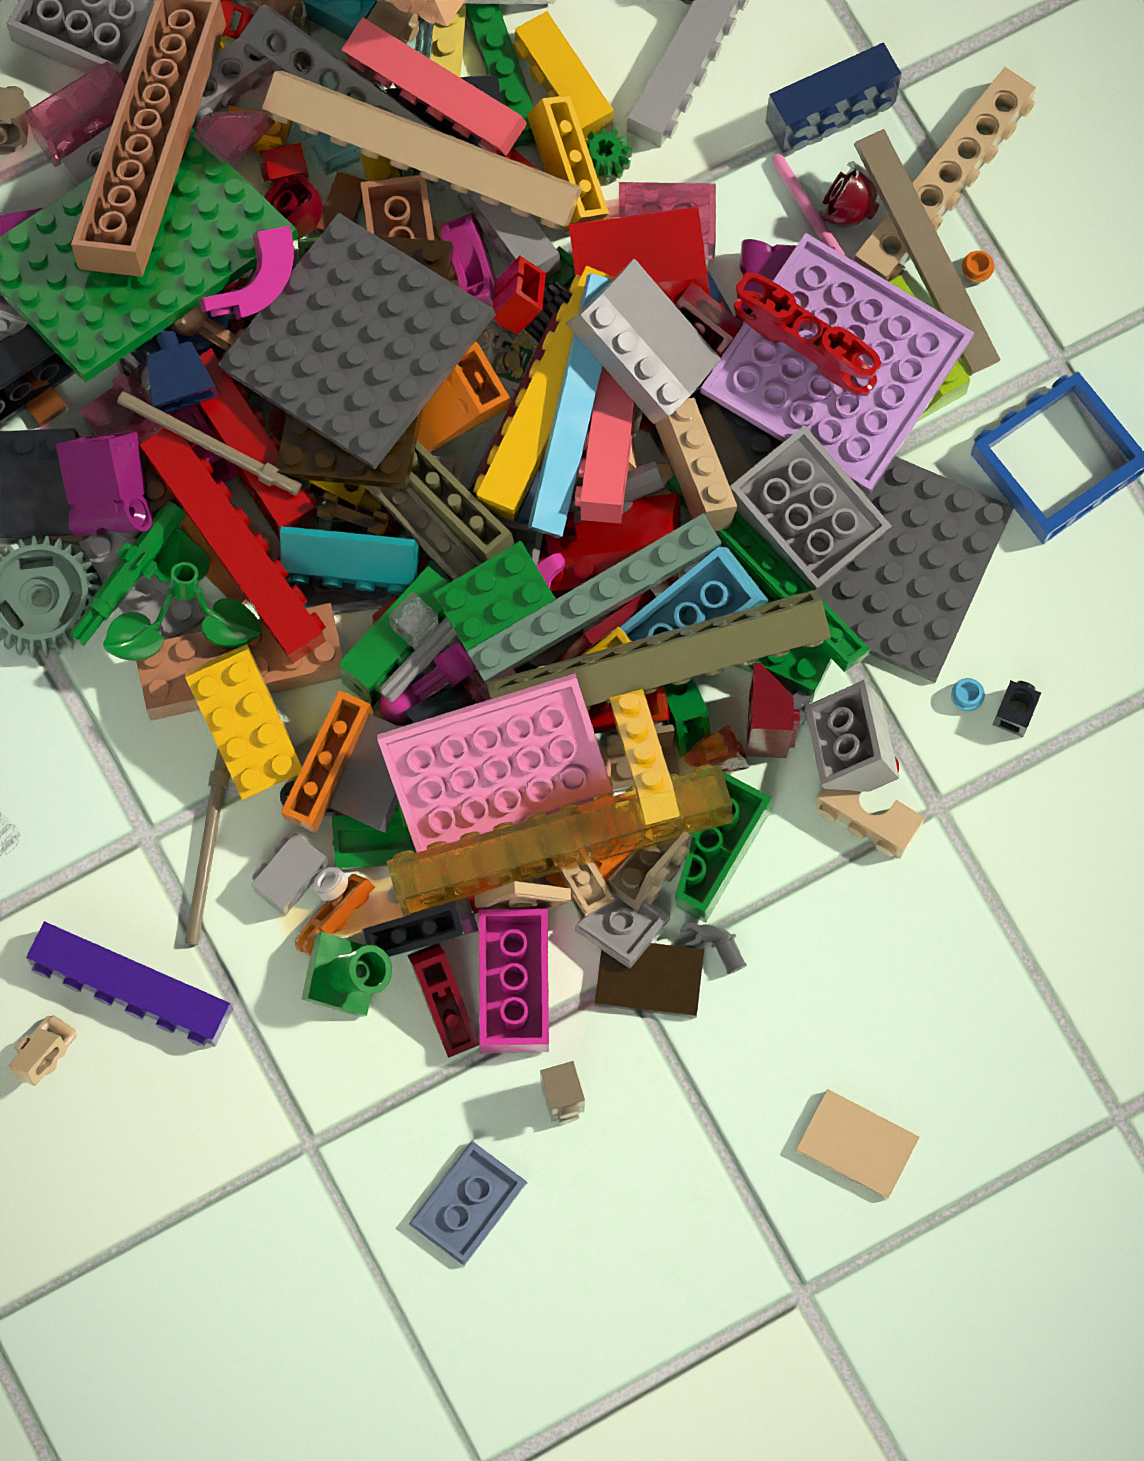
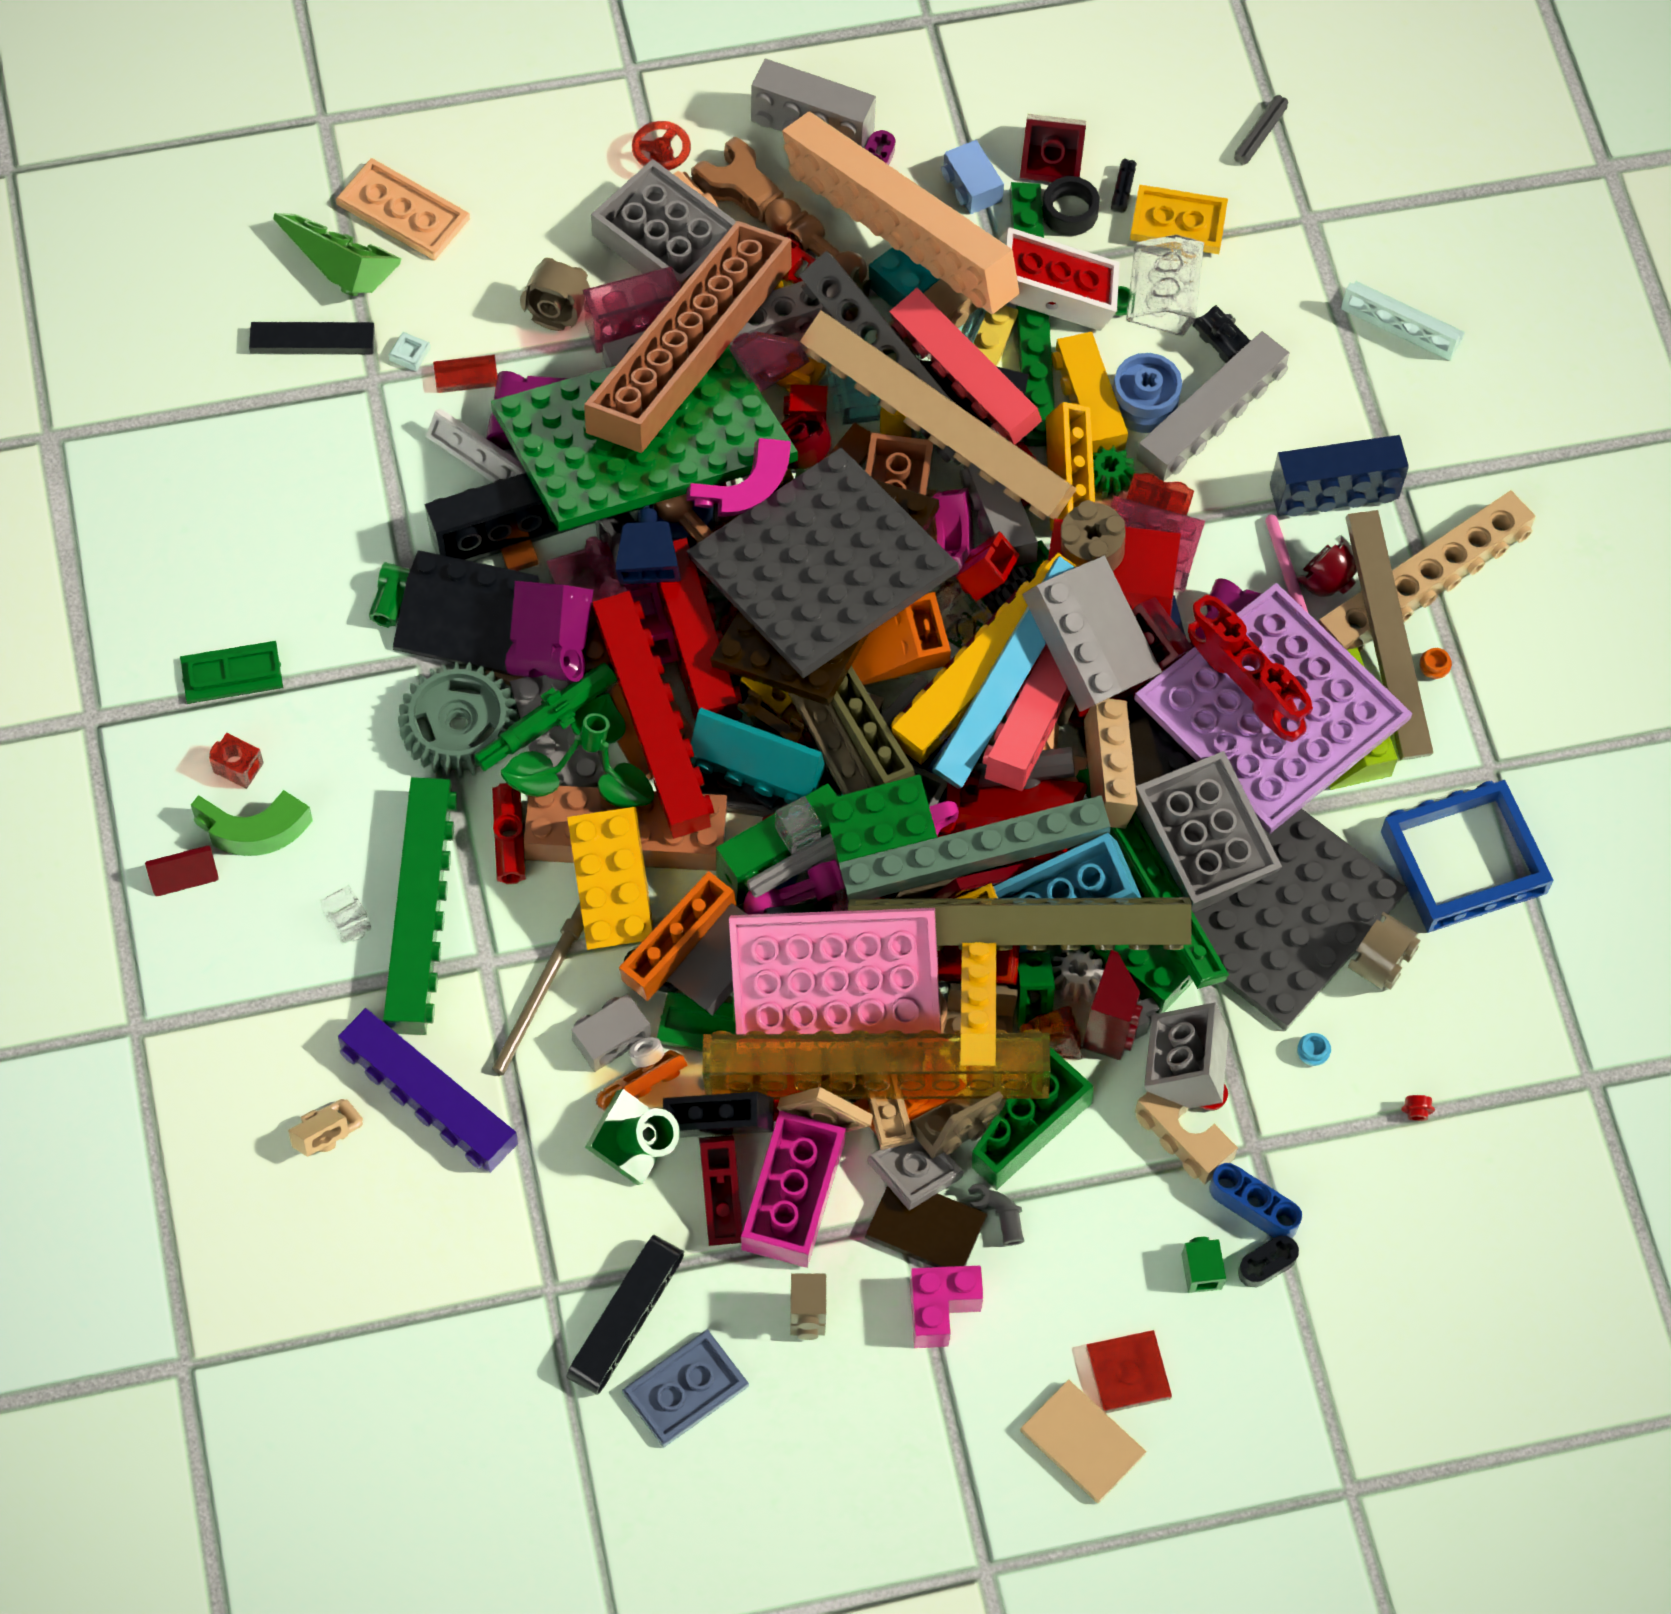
camera: 15 degrees right, 10 degrees down
(61, 799) = (418, 906): none -> green brick
(132, 718) = (508, 850): none -> red piece
(266, 473) = (701, 658): dark tan bar -> none
(389, 1150) = (625, 1314): none -> black beam
(605, 224) = (1093, 532): none -> dark tan brick
(619, 59) = (1147, 390): none -> medium blue wheel
(670, 166) = (1164, 495): none -> clear red brick
(678, 1045) = (936, 1294): none -> dark pink brick
(721, 696) = (1081, 965): none -> white gear
(881, 1063) = (1128, 1371): none -> clear red tile
(922, 940) = (1203, 1265): none -> green brick
(971, 859) = (1248, 1186): none -> blue beam
(976, 912) = (1272, 1267): none -> black beam
(1010, 579) = (1384, 951): none -> dark tan brick
(1010, 719) = (1355, 1086): black brick -> none
(1082, 724) = (1418, 1107): none -> red plate

